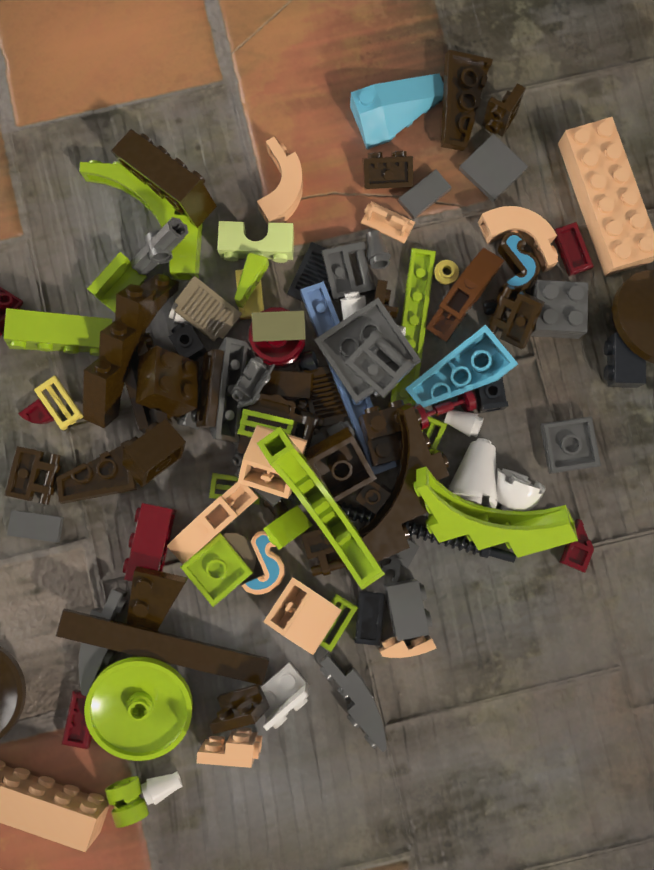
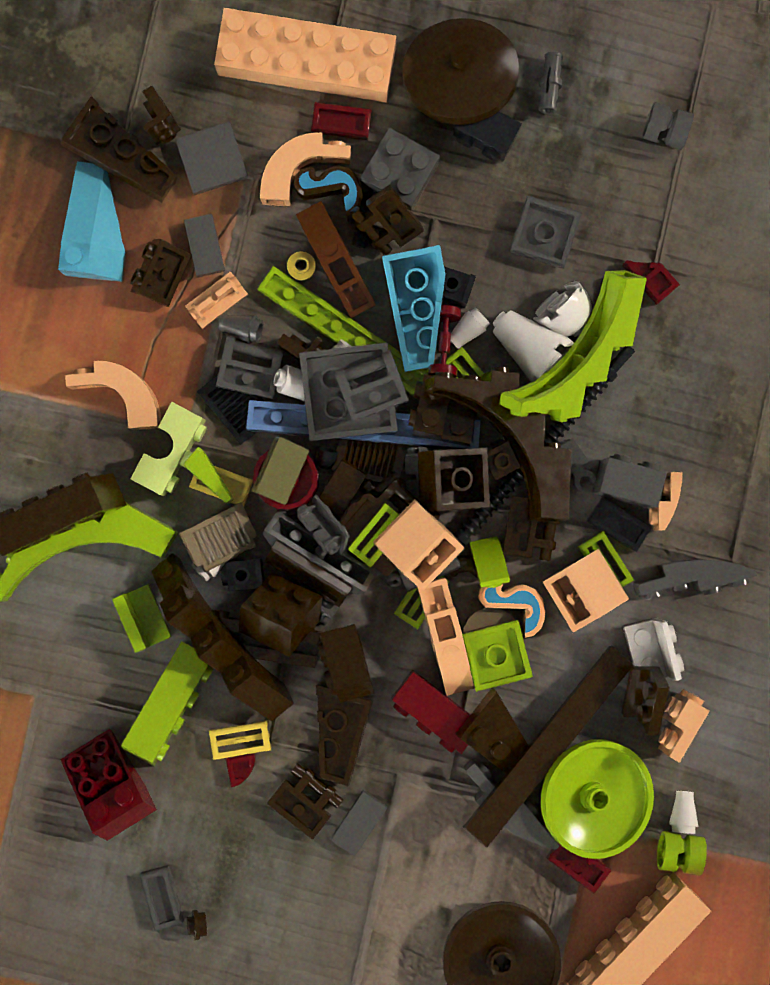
camera: 70 degrees left, 5 degrees up
(159, 246) = (129, 554): dark grey piece -> none
(318, 501) = (481, 518): lime arch -> none

